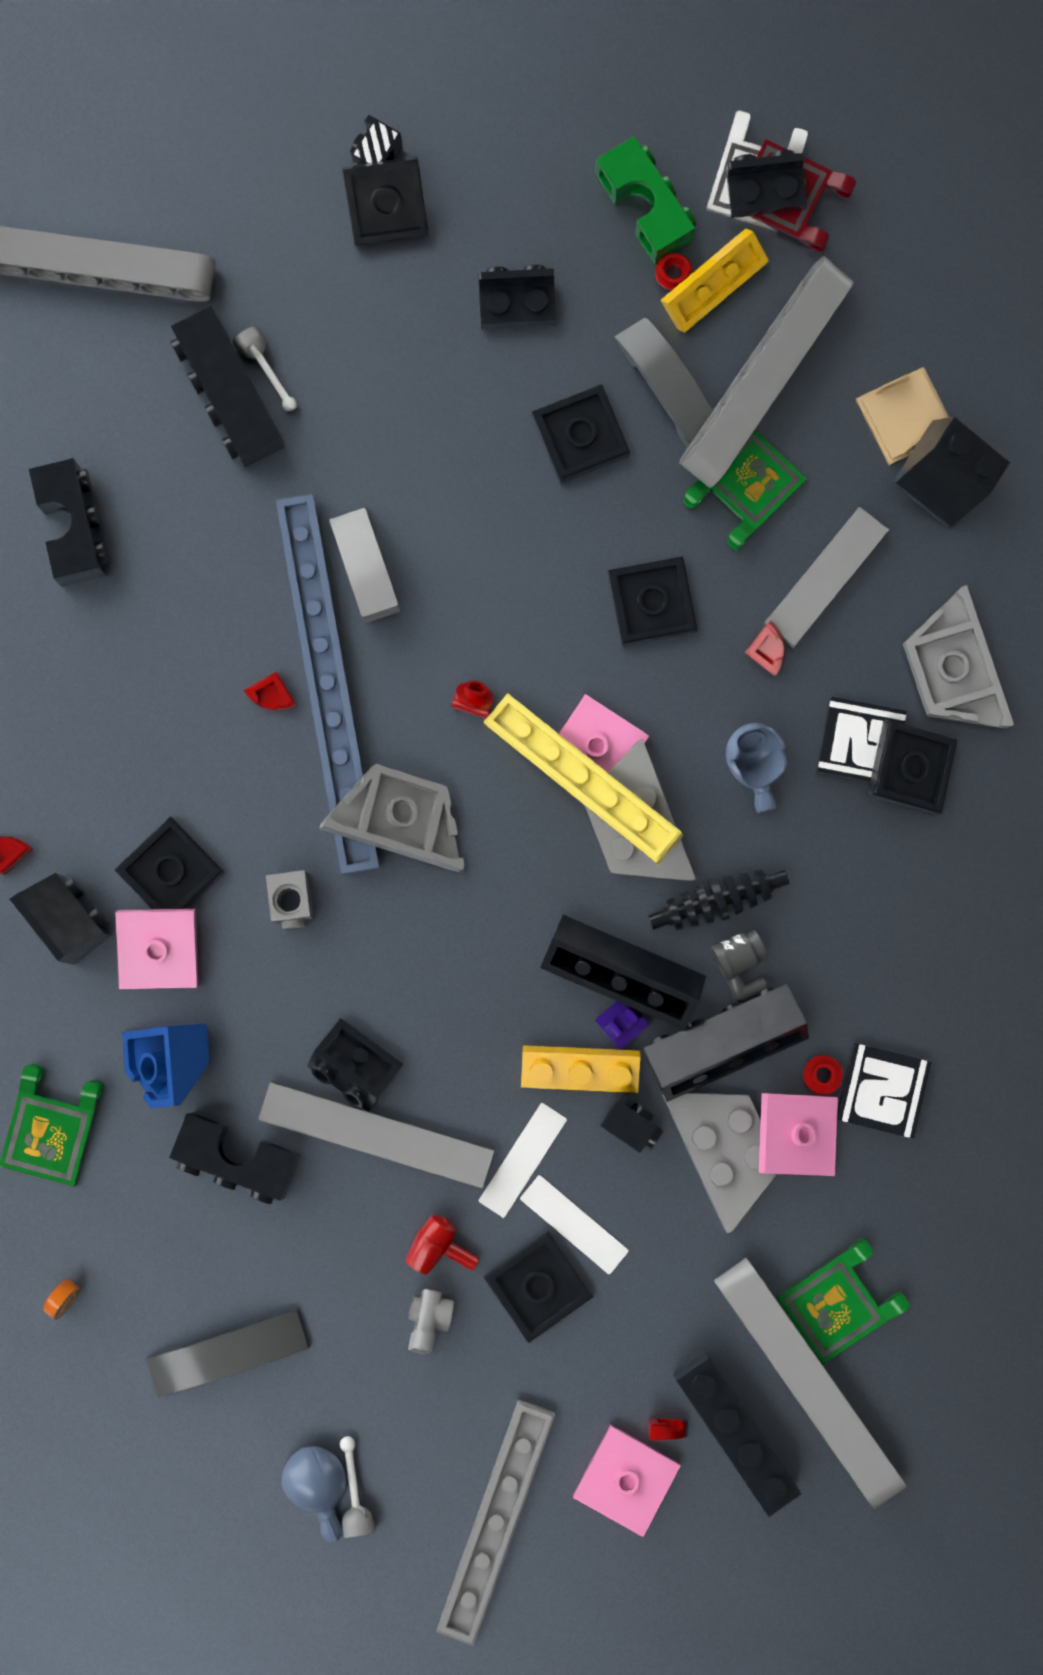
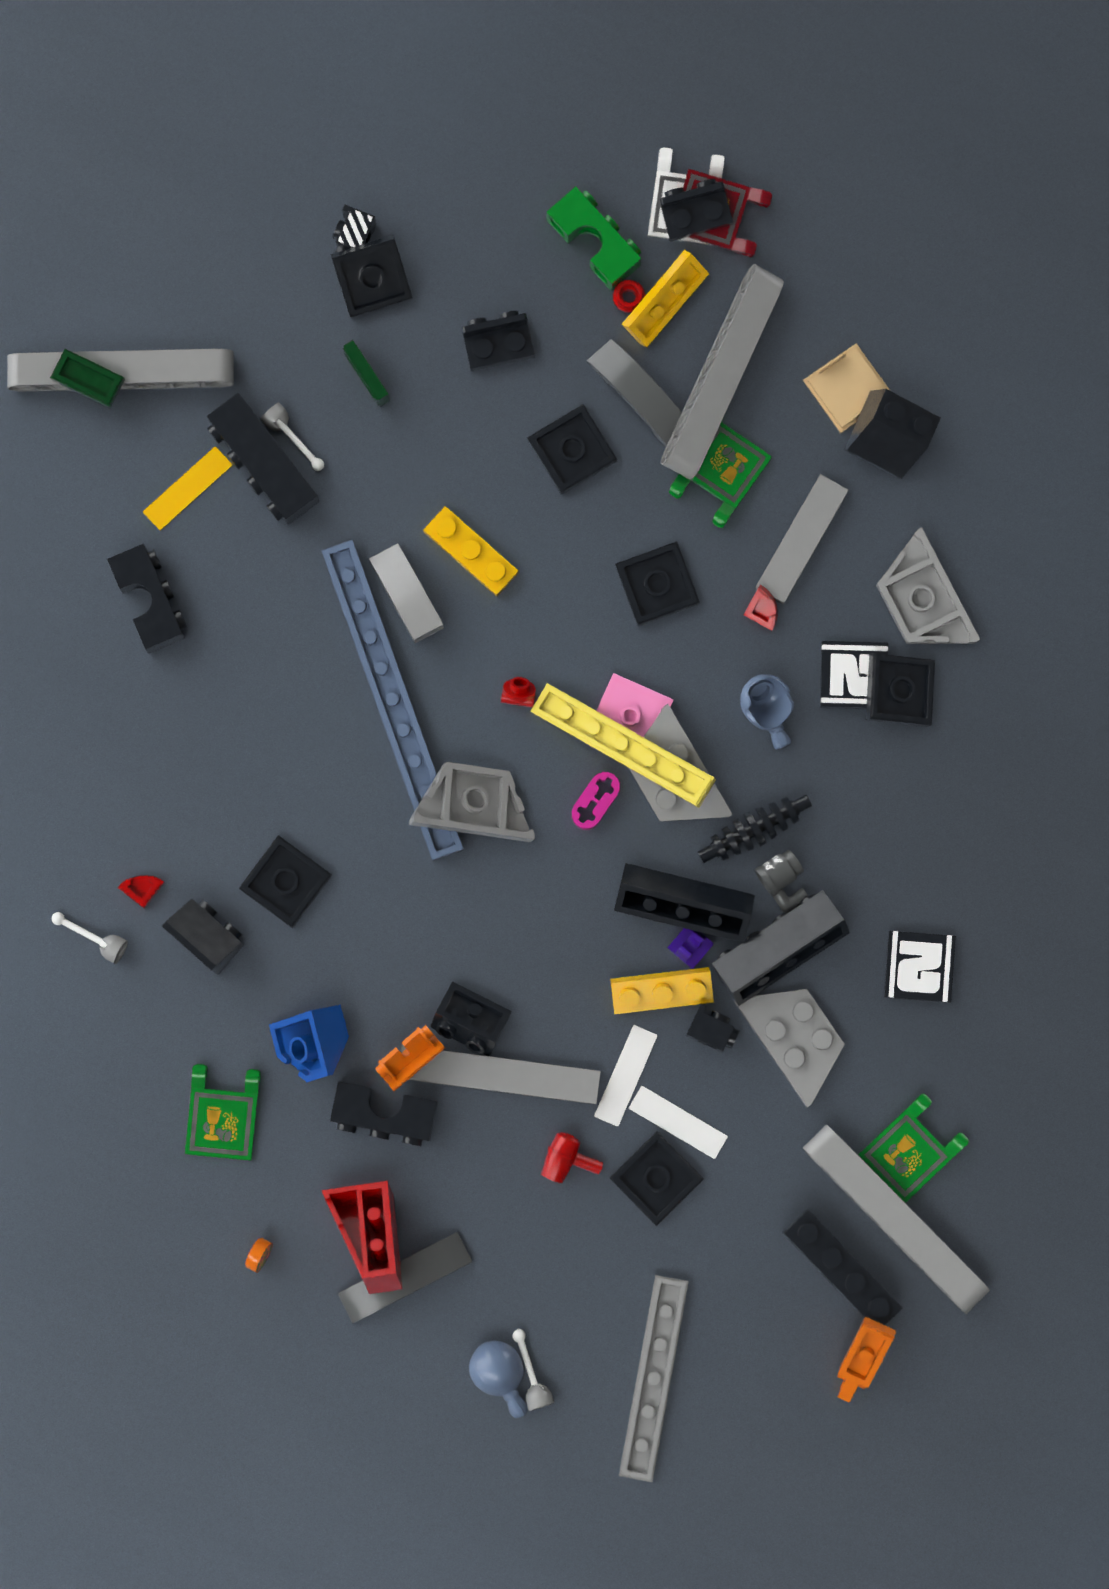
camera: 10 degrees left, 0 degrees up
(42, 261) = (87, 378): none -> dark green tile
(138, 407) = (187, 488): none -> yellow sticker
(157, 948) = (287, 948): bright pink plate -> none
(191, 1298) = (369, 1230): none -> red wedge
(271, 694) = (345, 716): red tile -> none
(281, 883) = (385, 875): light grey brick -> none
(287, 1092) = (420, 1049): none -> orange hinge
(361, 309) = (366, 373): none -> dark green tile
(429, 1314) = (569, 1216): light grey plate -> none
(446, 529) = (470, 551): none -> yellow plate
(534, 830) = (589, 796): none -> dark pink beam
(626, 1480) = (757, 1325): bright pink plate -> none
(667, 1429) = (784, 1277): red tile -> none
(747, 1544) = (864, 1357): none -> orange hinge
(798, 1134) = (853, 1014): bright pink plate -> none
(810, 1071) = (861, 971): red plate -> none

